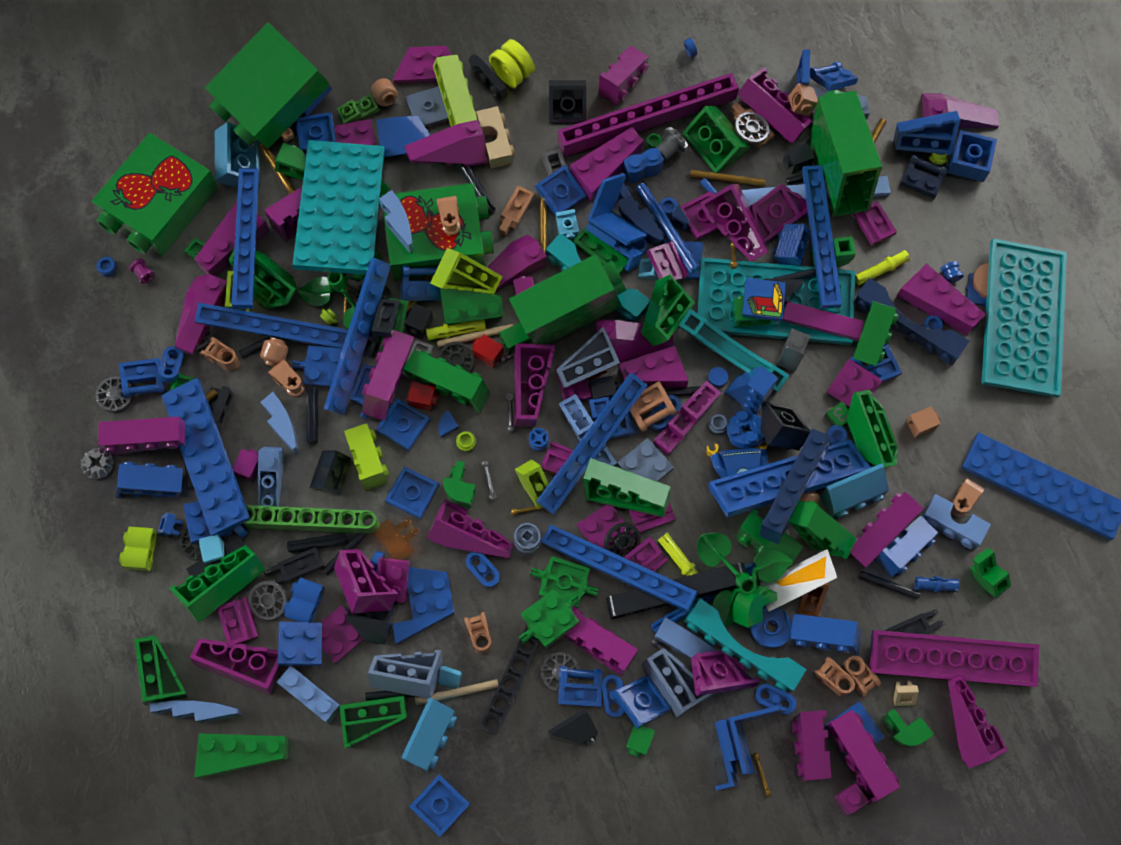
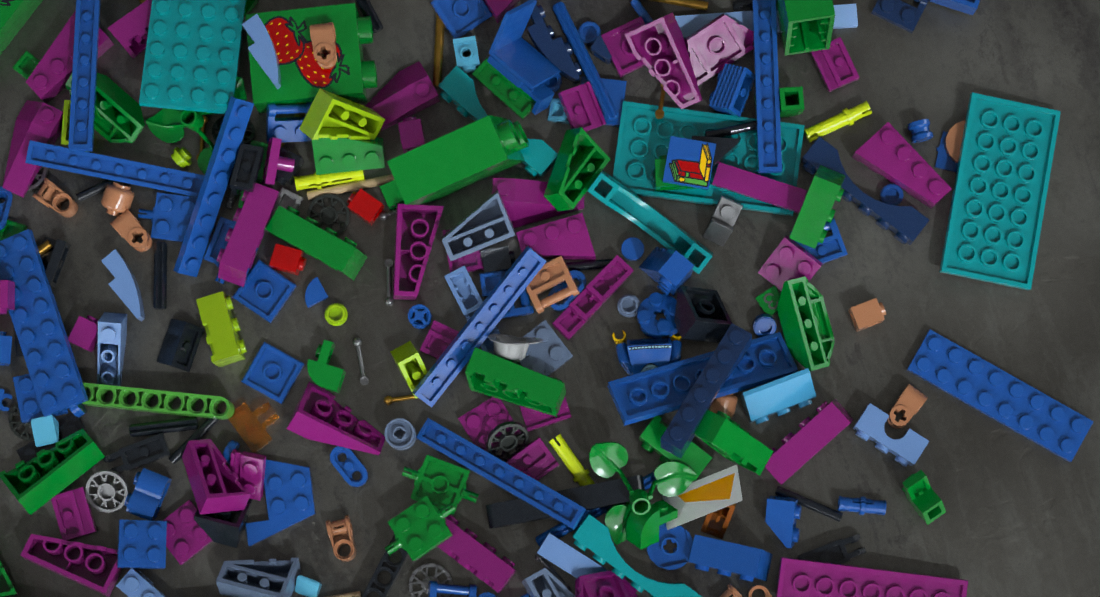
camera: 10 degrees right, 10 degrees up
(409, 313) = (275, 162): none -> magenta tile
(515, 209) = (406, 30): nougat hinge -> none
(621, 460) = (512, 347): none -> light grey piece
(868, 597) = (782, 517): none -> blue slope
(906, 547) = (831, 462): wedge -> none

